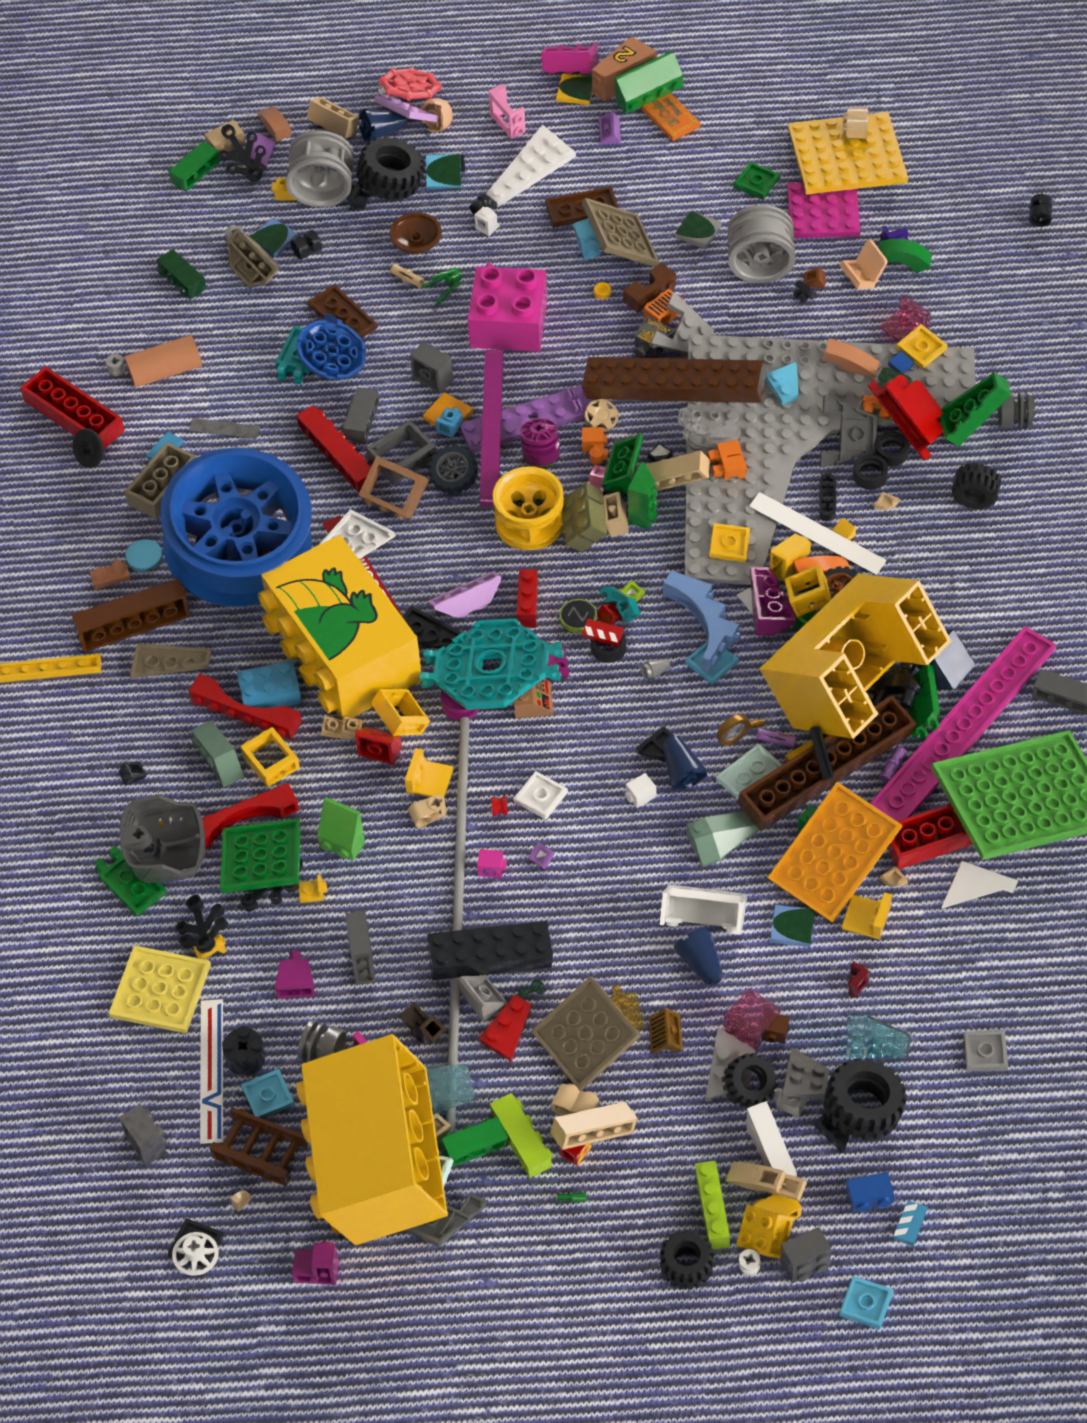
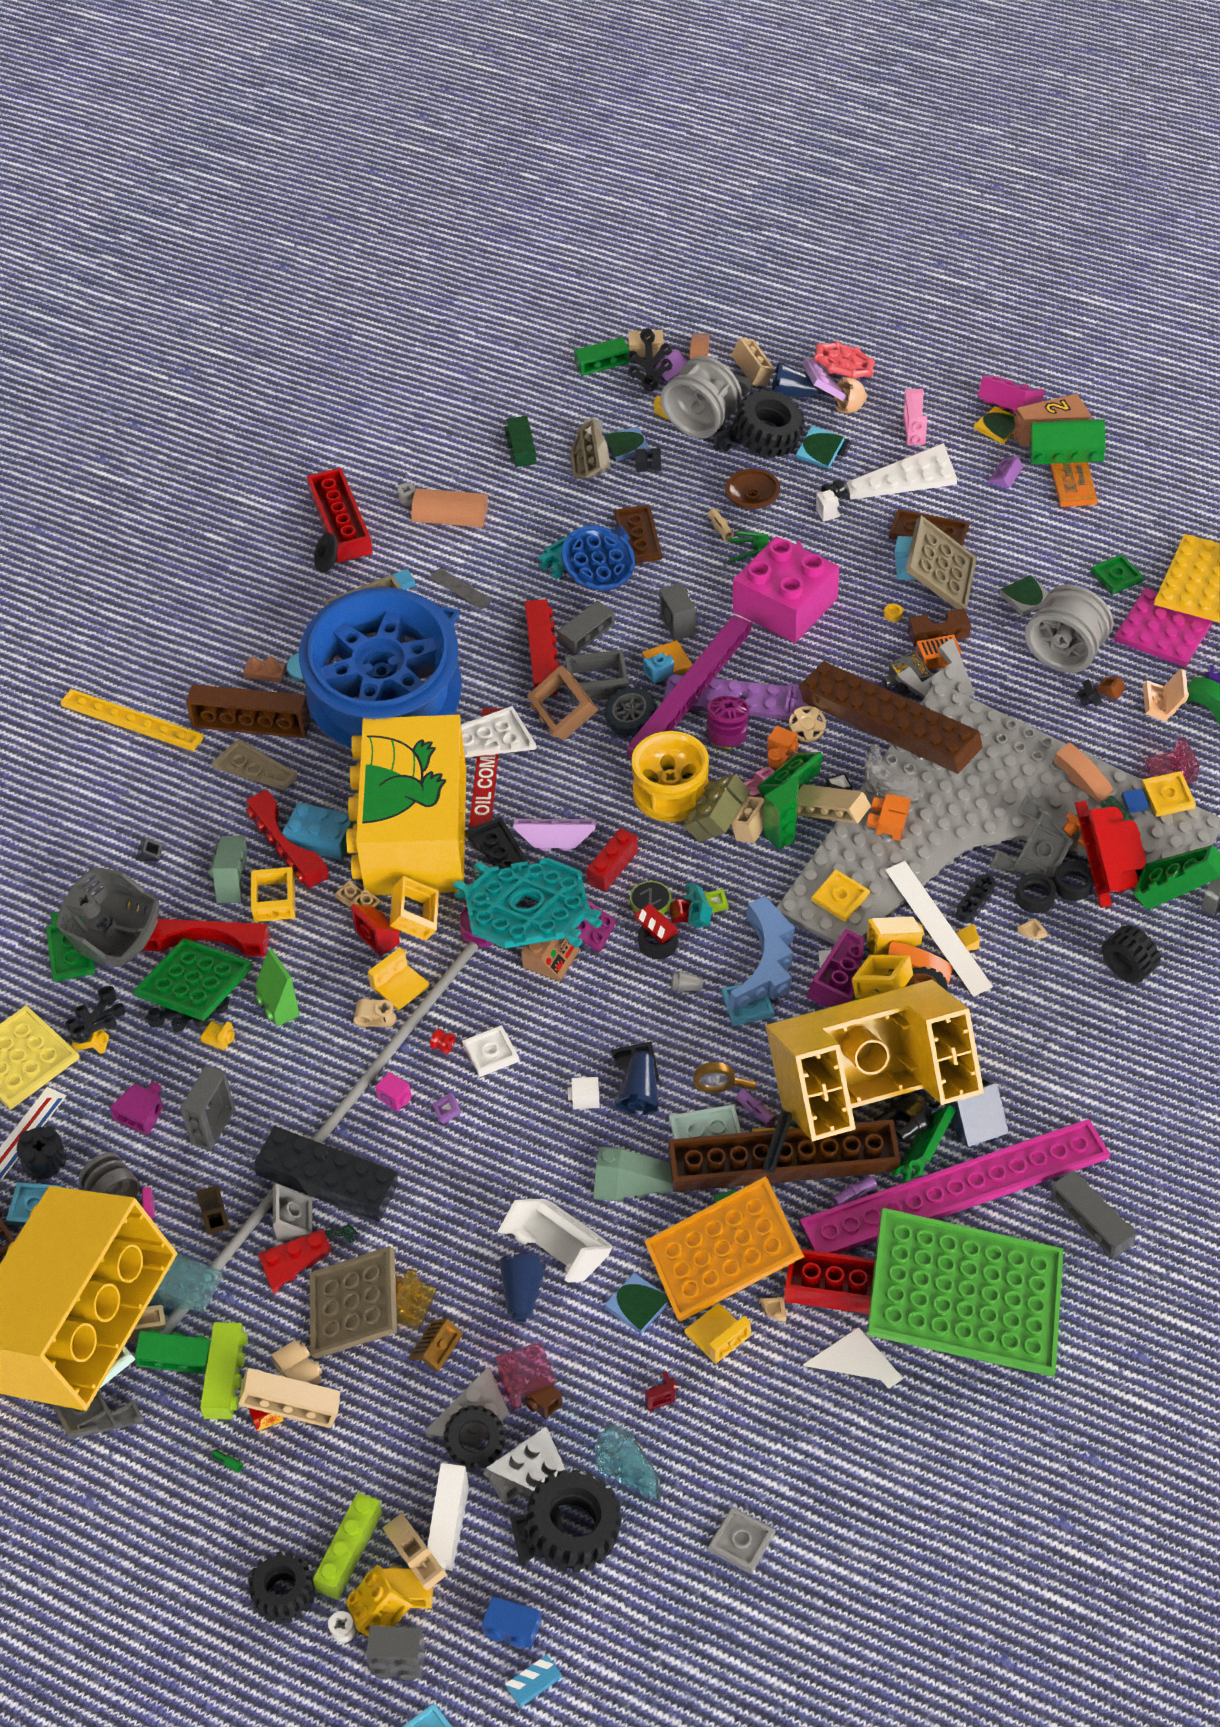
camera: 30 degrees right, 5 degrees down
(784, 383) = (1000, 767): medium azure wing -> none

